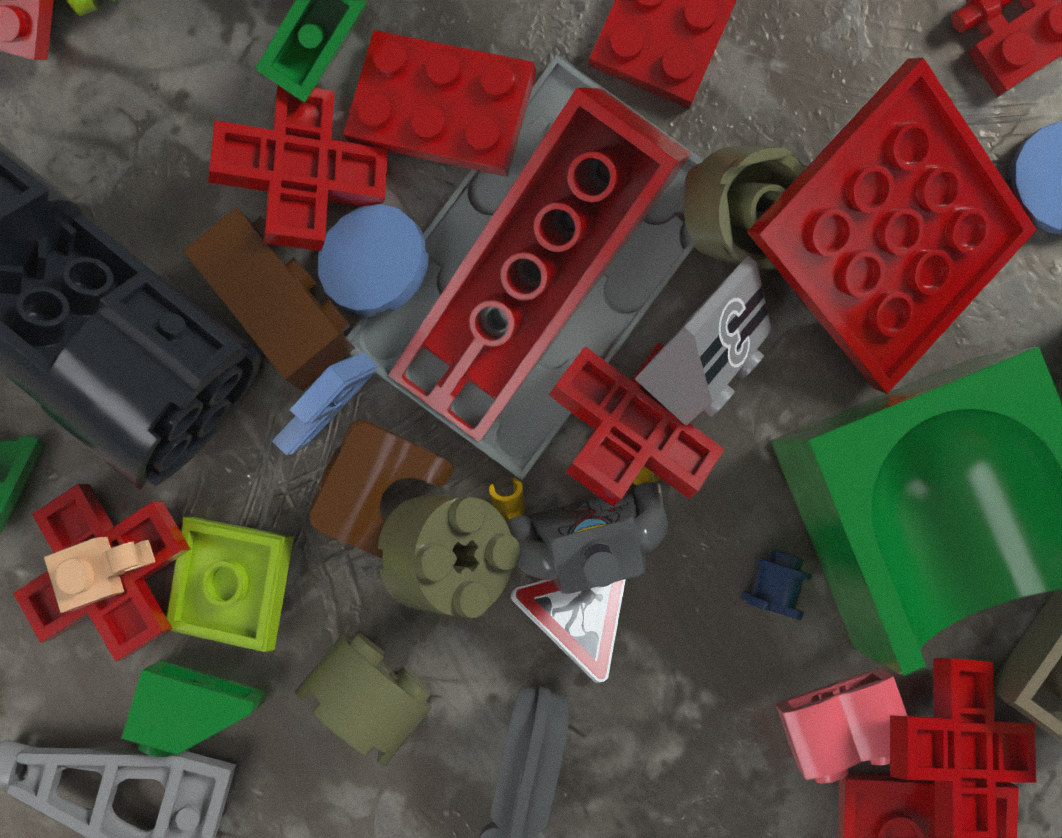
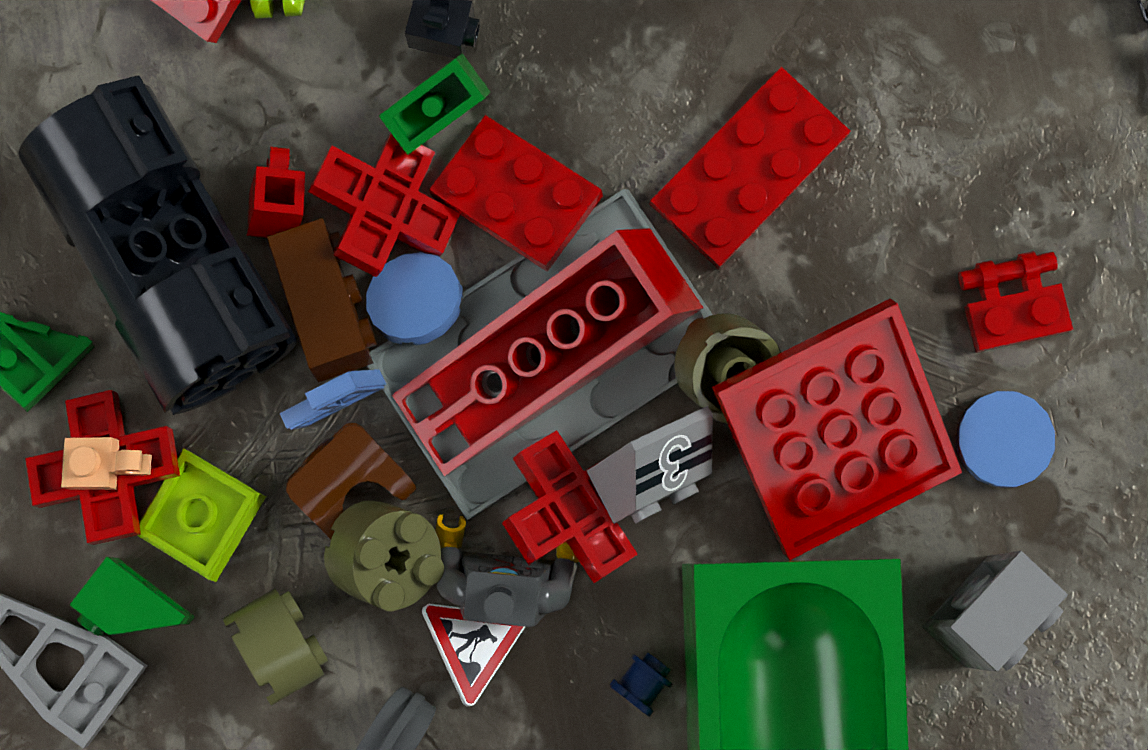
camera: 20 degrees right, 5 degrees down
(175, 202) = (275, 196): none -> red brick

